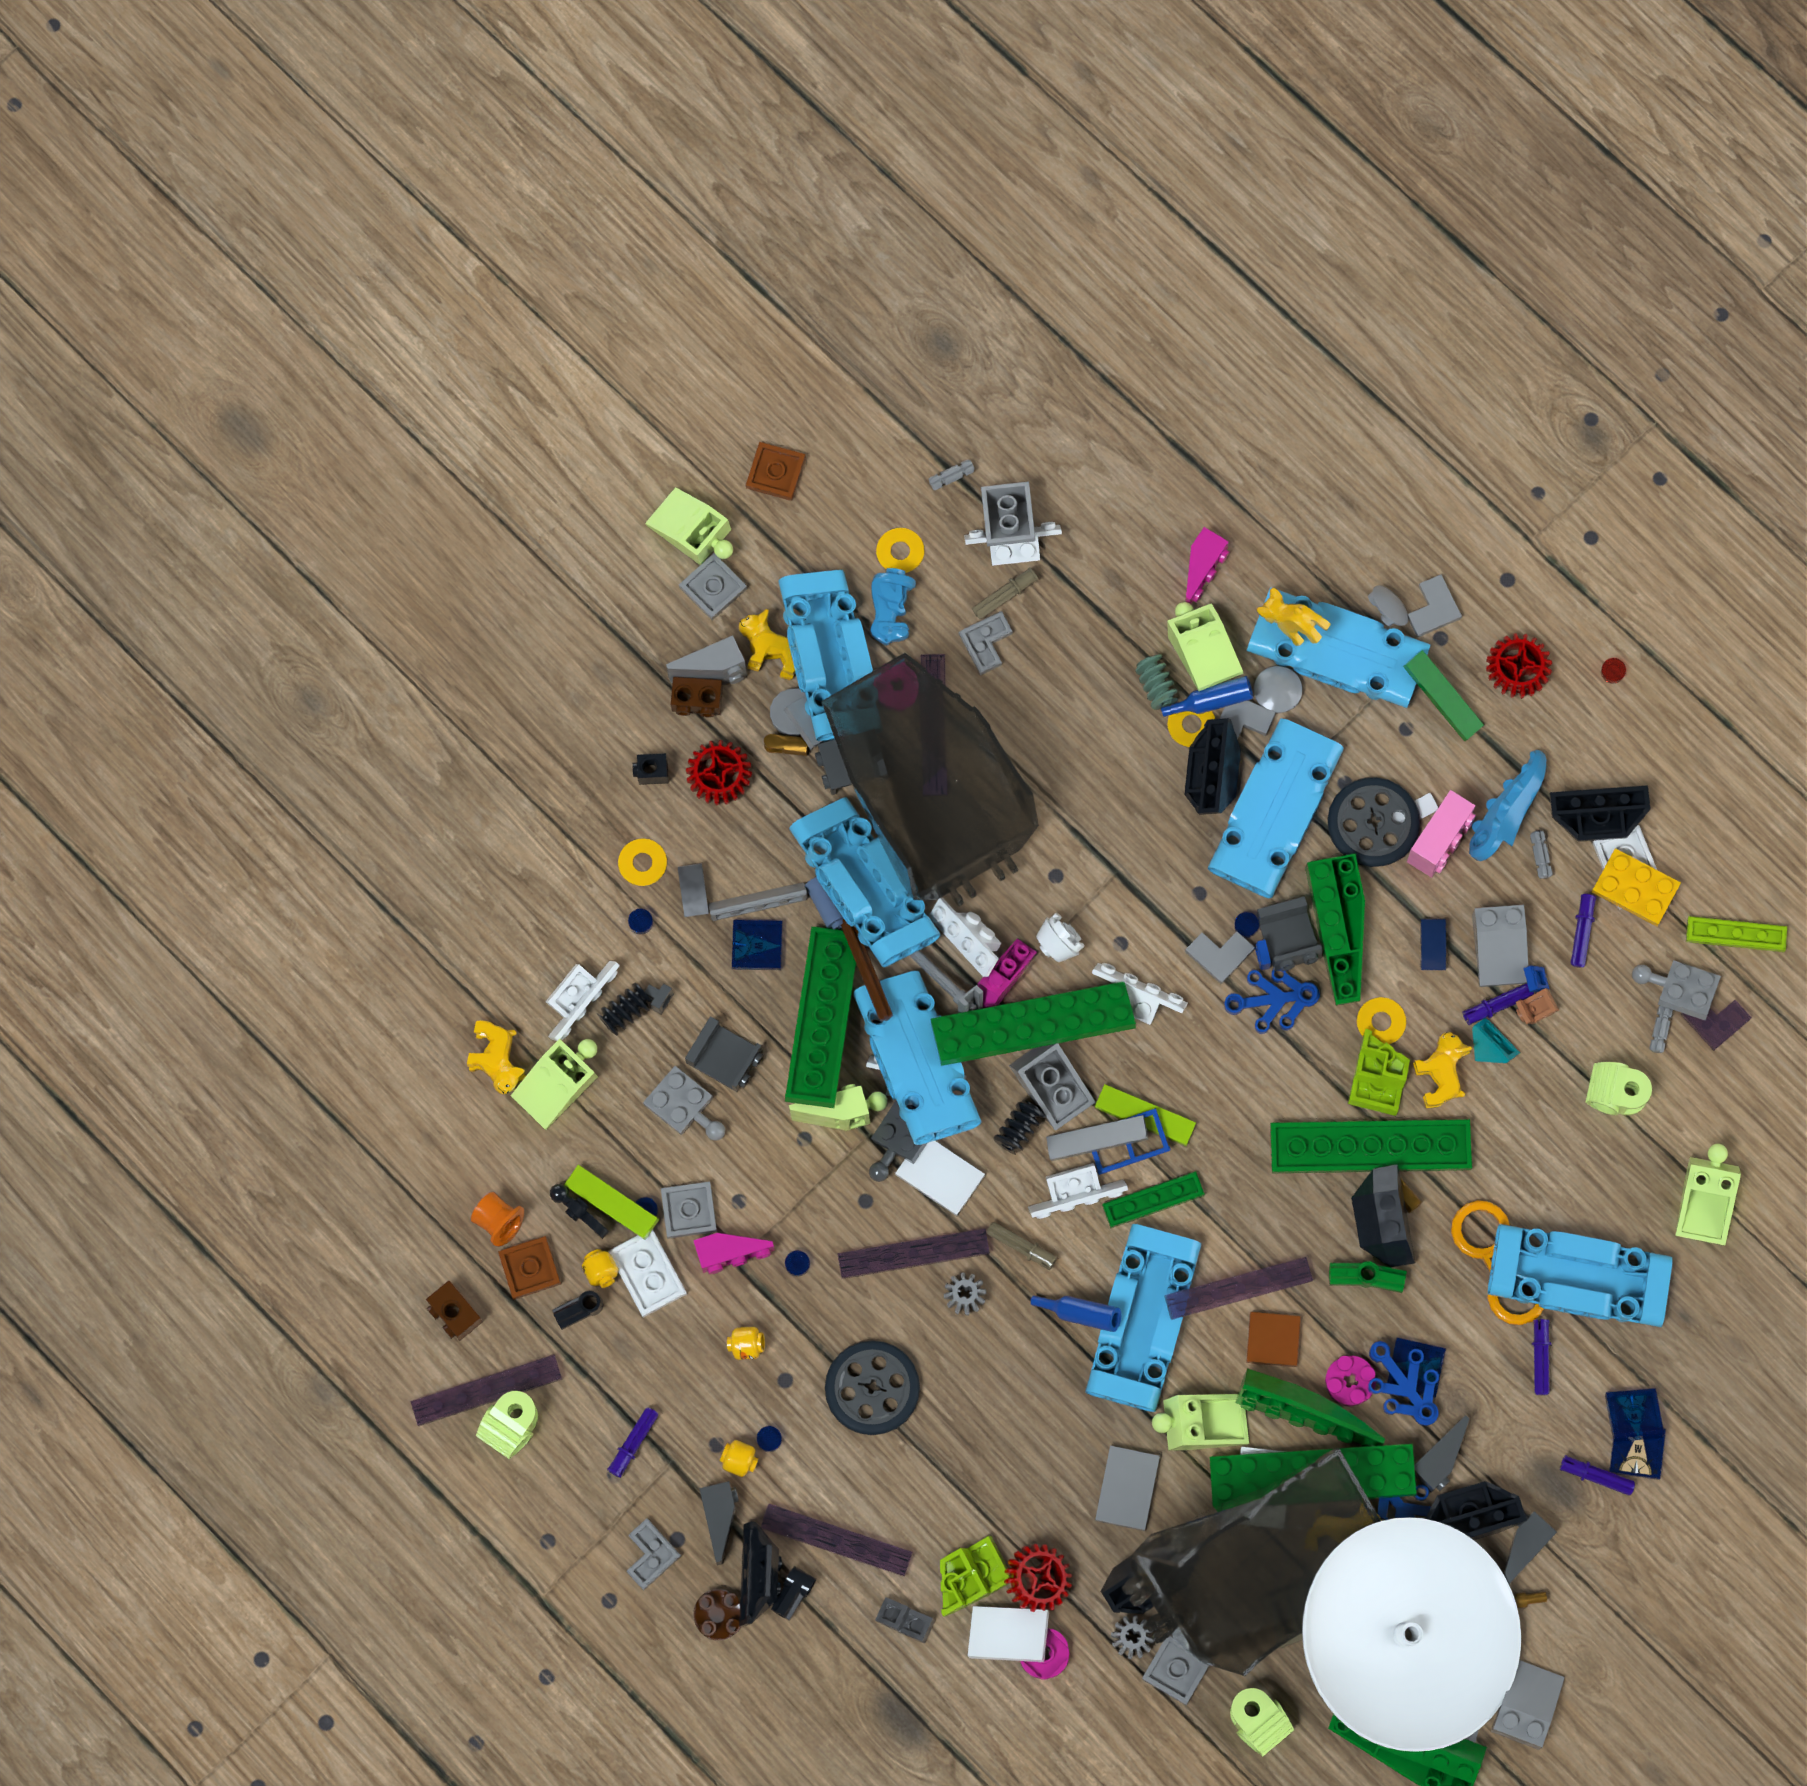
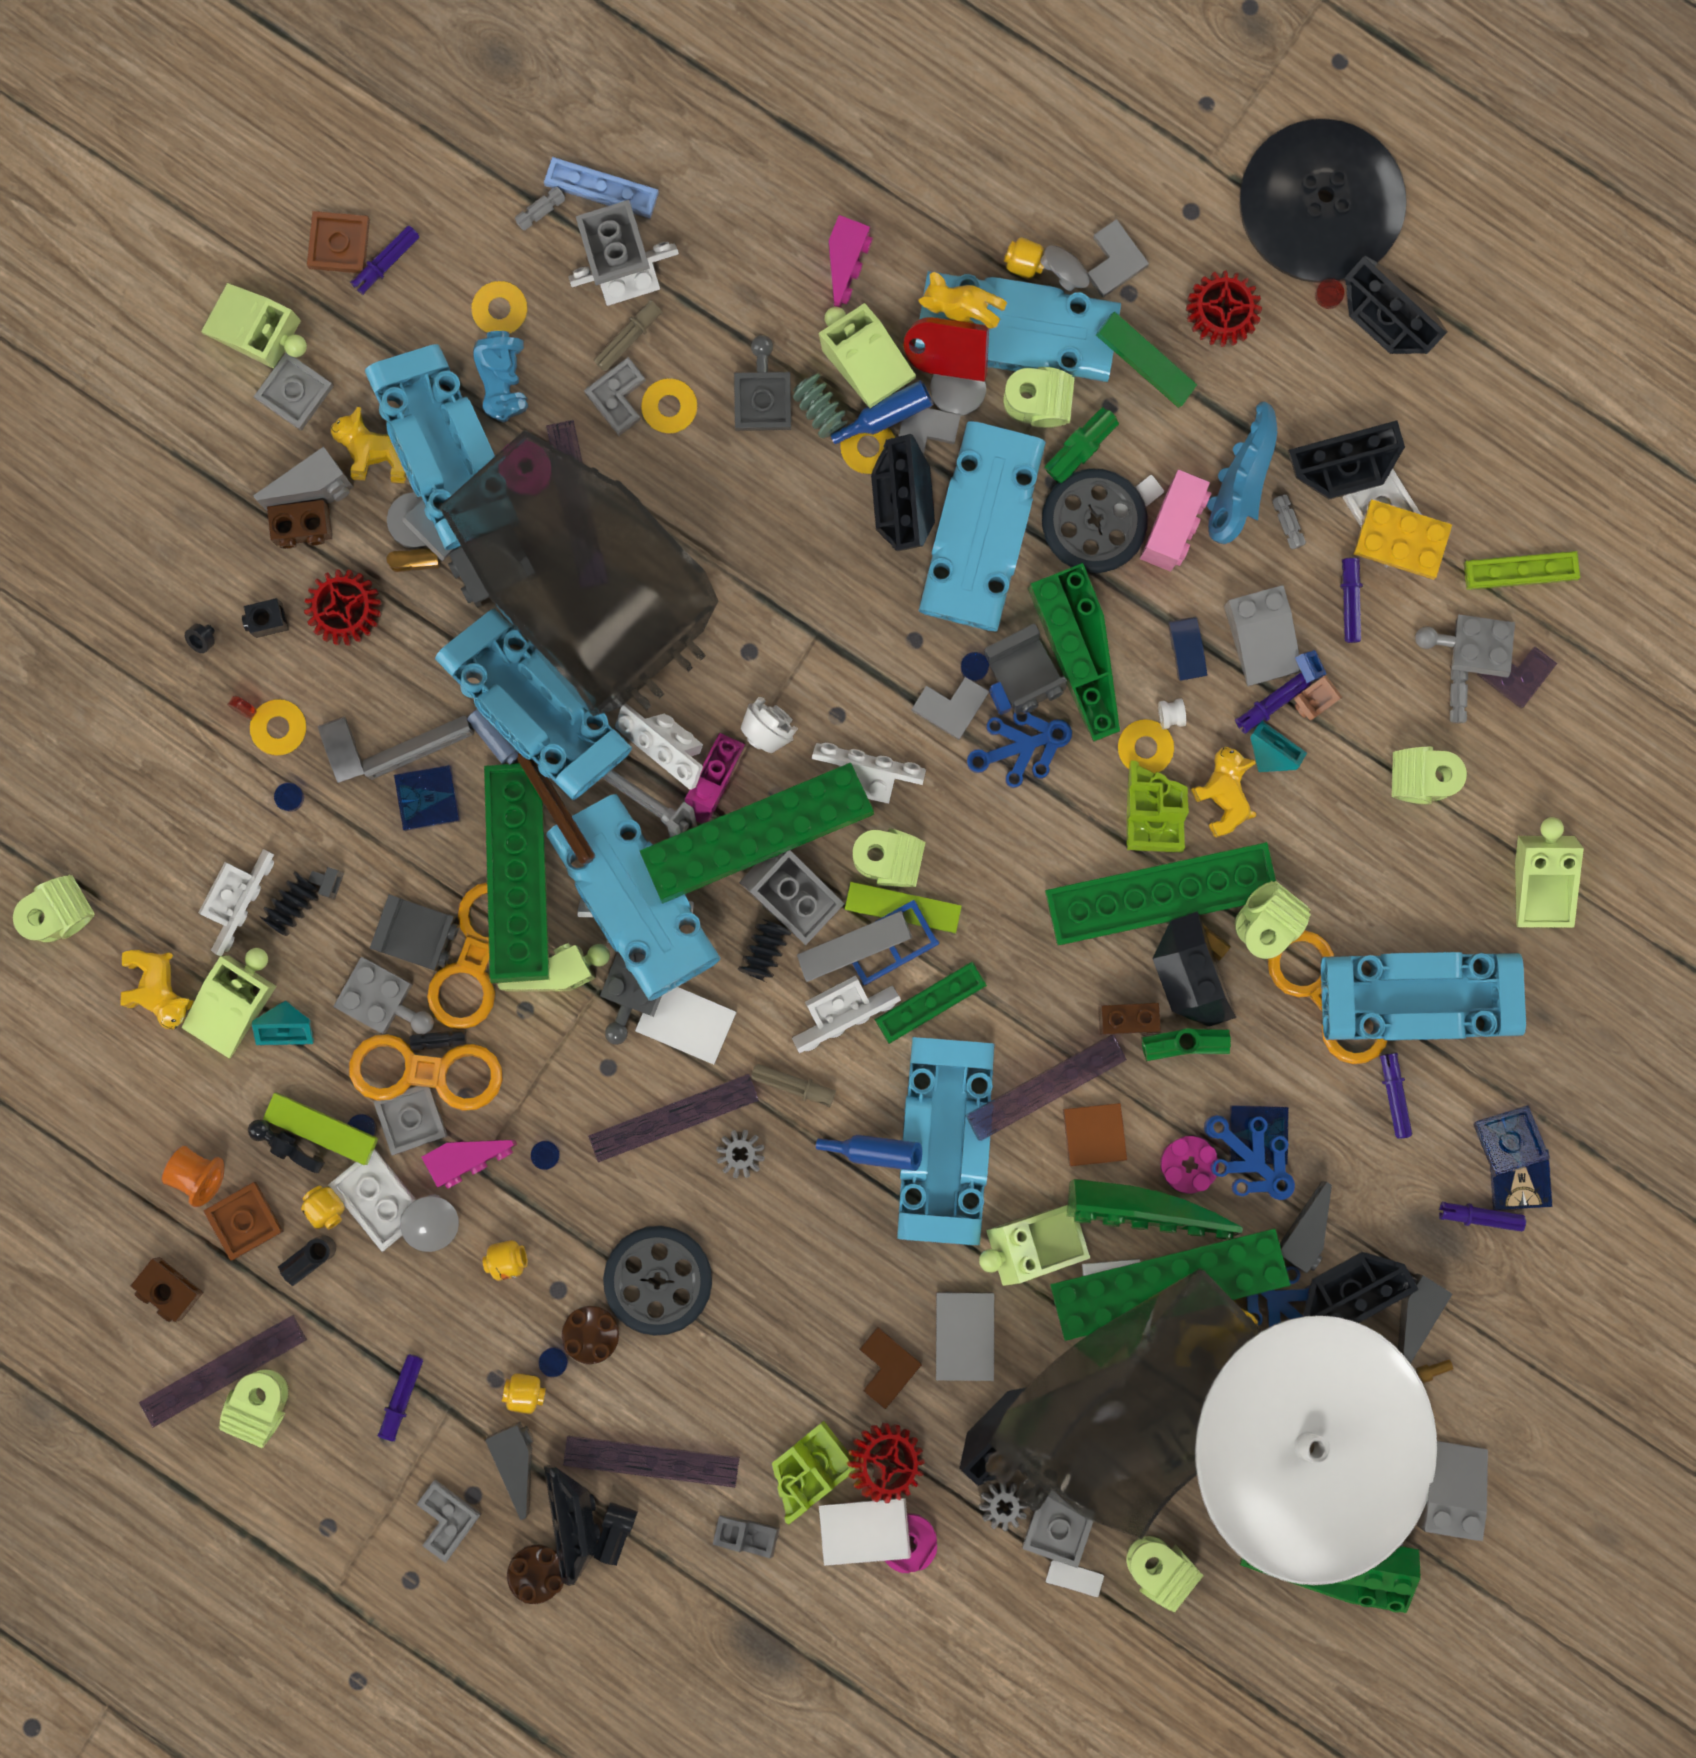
camera: 20 degrees left, 10 degrees up
(434, 975) = (63, 907): none -> yellowish green piece
(593, 774) = (200, 637): none -> black tile
(596, 1111) = (282, 1027): none -> teal slope
(617, 839) = (242, 707): none -> clear red tile
(688, 1299) = (429, 1223): none -> light grey dish
(710, 1172) = (425, 1072): none -> light orange bar
(725, 1148) = (437, 1040): none -> black axle
(768, 1088) = (472, 961): none -> light orange bar
(805, 1421) = (590, 1335): none -> reddish brown dish
(811, 493) = (385, 259): none -> dark purple axle
(1006, 466) = (600, 186): none -> light blue tile
(1023, 673) = (687, 401): none -> yellow piece
(1062, 1501) = (896, 1367): none -> reddish brown tile
(1109, 666) = (763, 396): none -> dark grey plate
(1148, 1075) = (900, 860): none -> yellowish green piece
(1182, 1715) = (1075, 1578): none -> white sticker
(1276, 654) = (950, 348): none -> red tile
(1321, 1245) = (1129, 1018): none -> reddish brown brick
(1354, 711) = (1050, 401): none -> yellowish green piece
(1355, 591) = (1024, 258): none -> yellow head
(1374, 756) = (1081, 445): none -> green piece
(1408, 996) = (1172, 713): none -> white wheel
(1467, 1177) = (1268, 916): none -> yellowish green piece
(1616, 623) = (1298, 229): none -> black dish
(1662, 693) = (1391, 310): none -> black wedge

